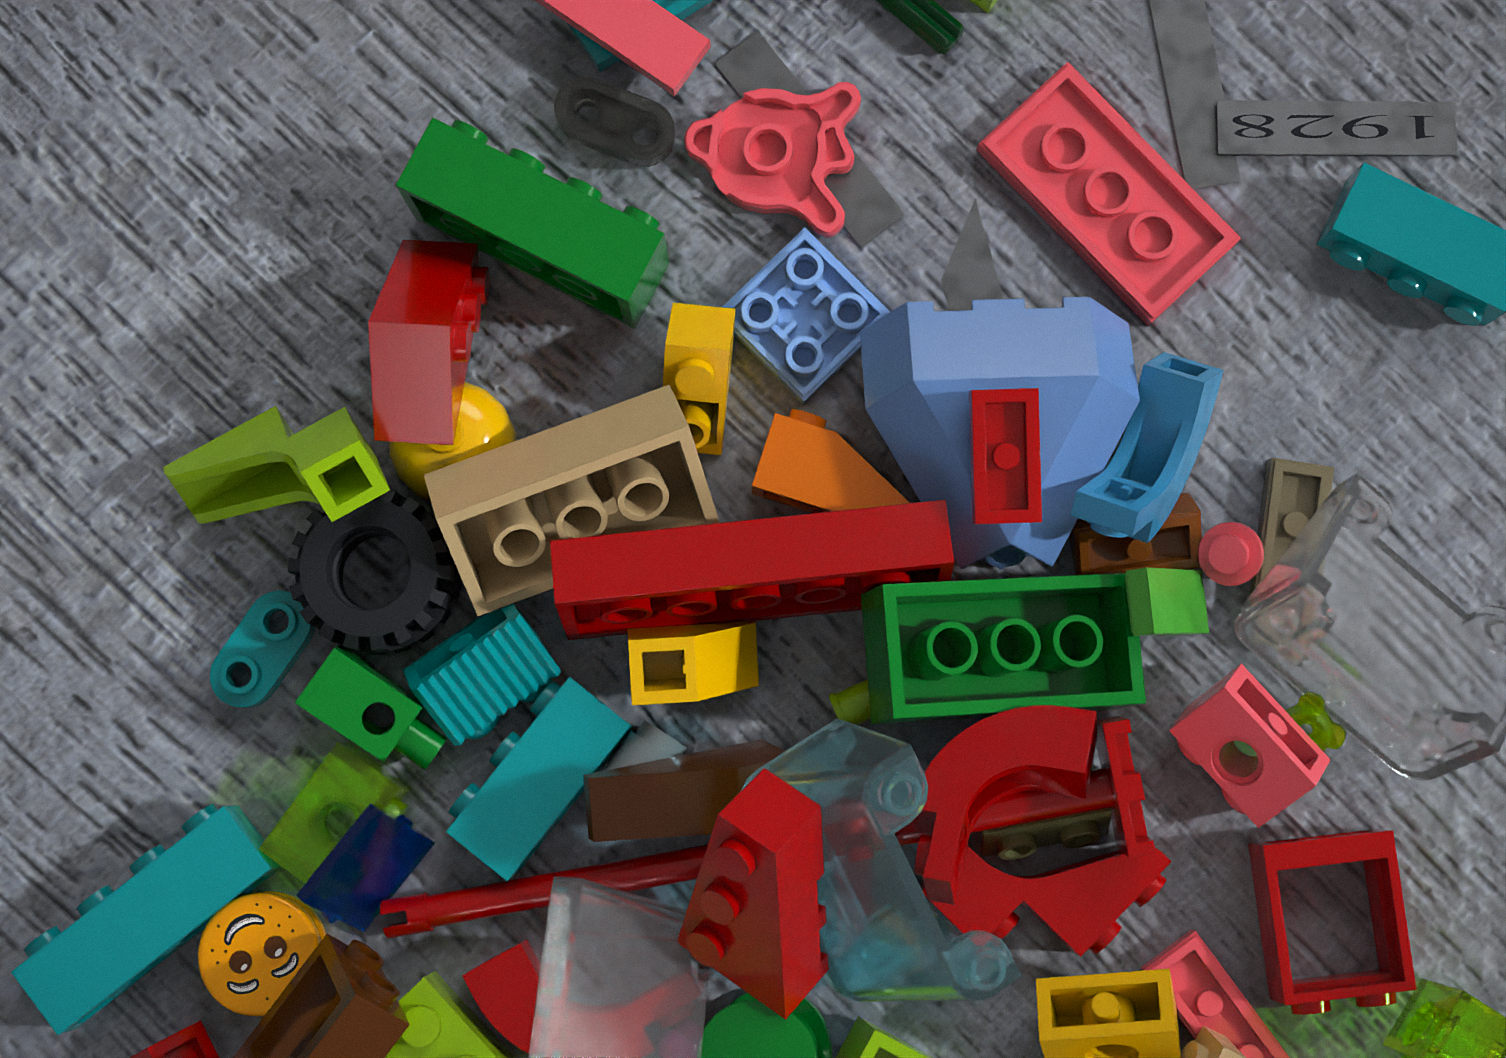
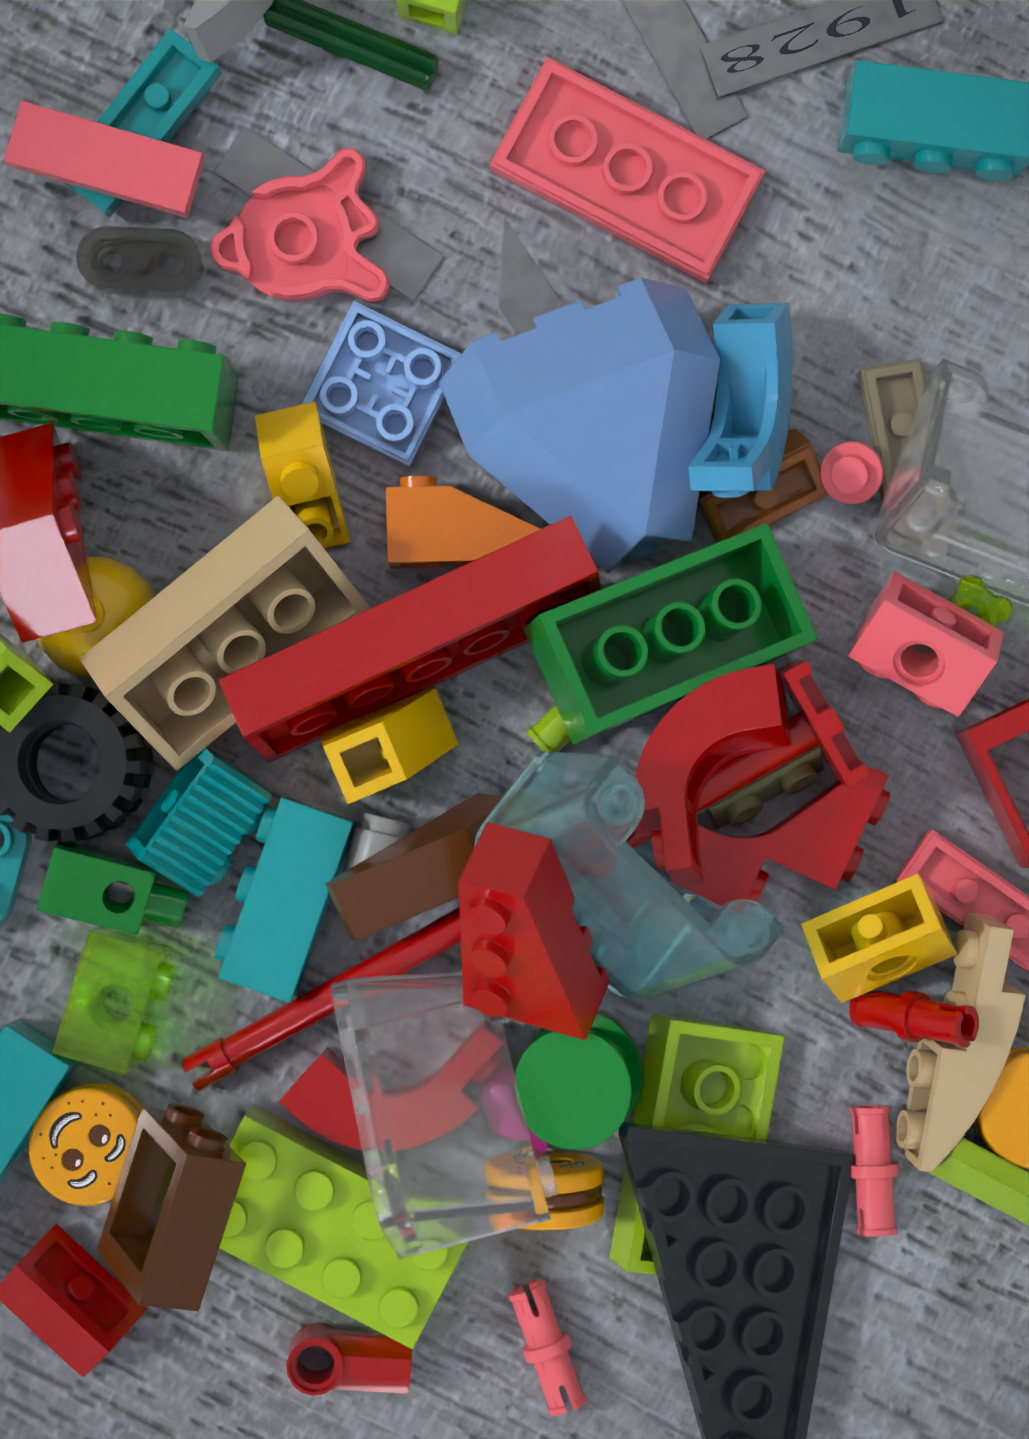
camera: 20 degrees left, 5 degrees up
(365, 868) = (156, 1035): clear blue piece -> none
(1005, 456) = (612, 456): red plate -> none
(1166, 602) = (806, 538): bright green tile -> none

